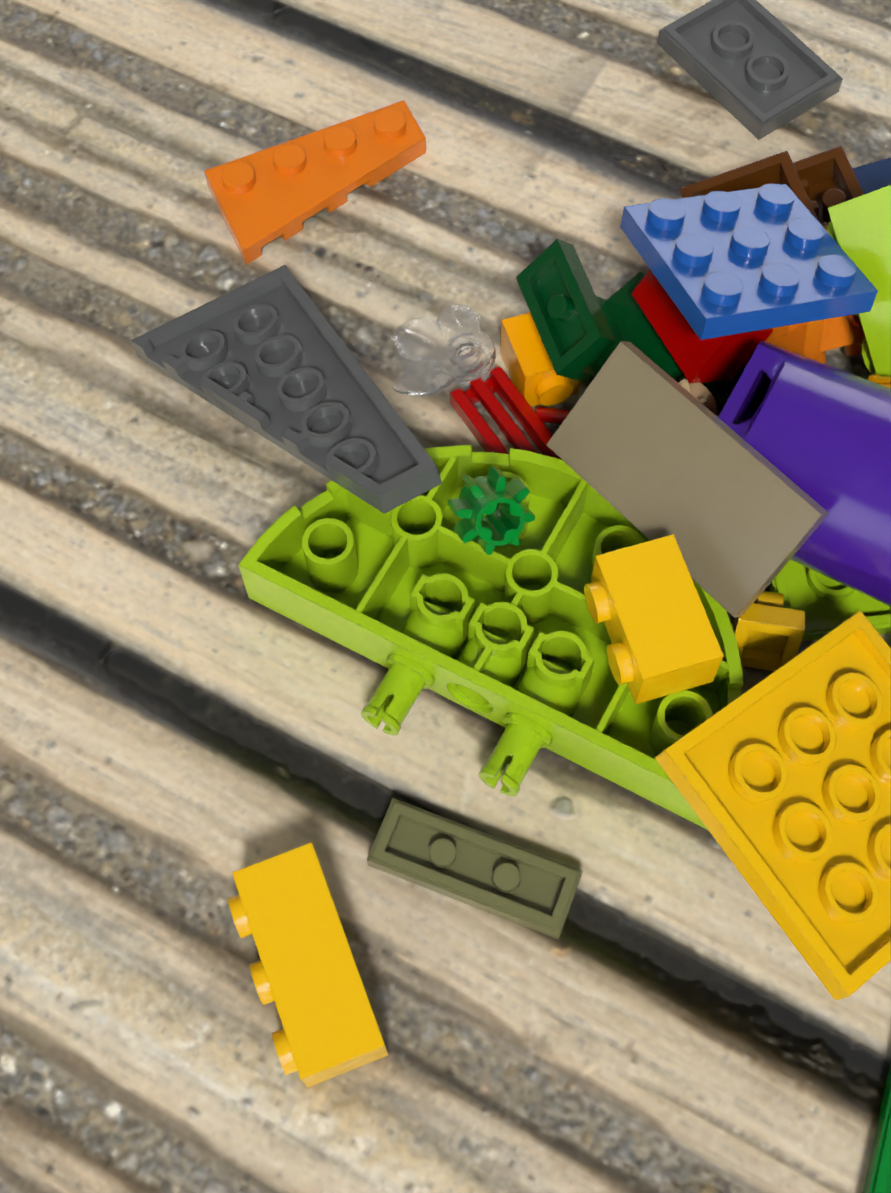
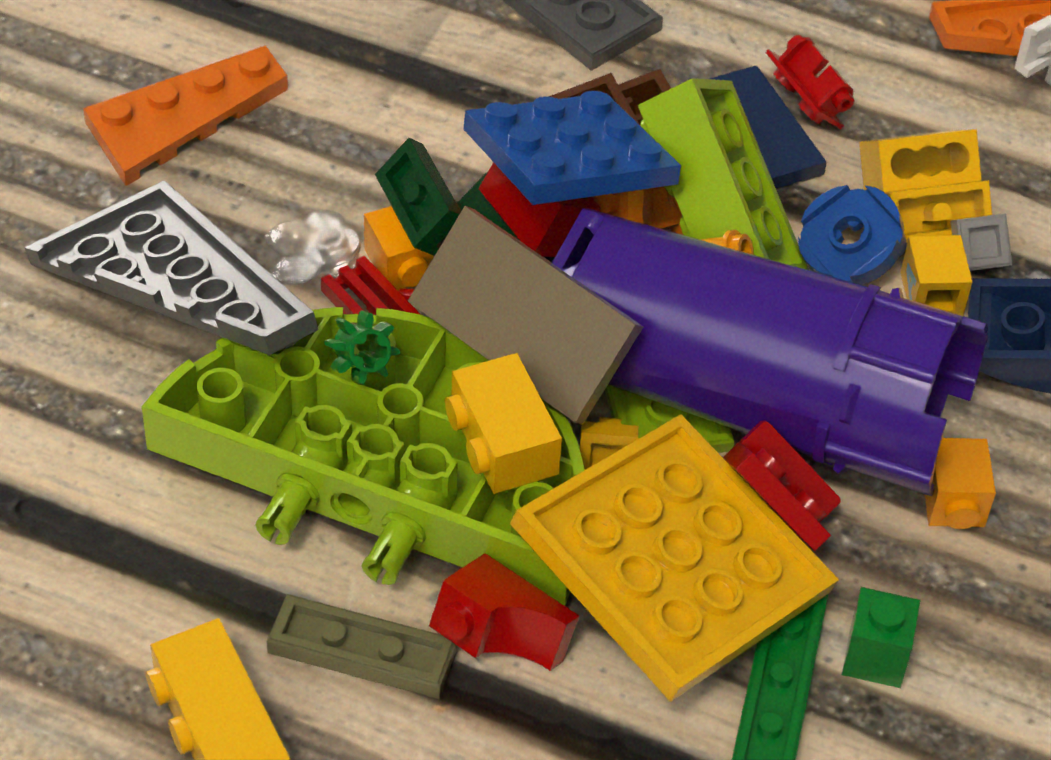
camera: 10 degrees left, 15 degrees down
(636, 845) = (500, 612): none -> red arch

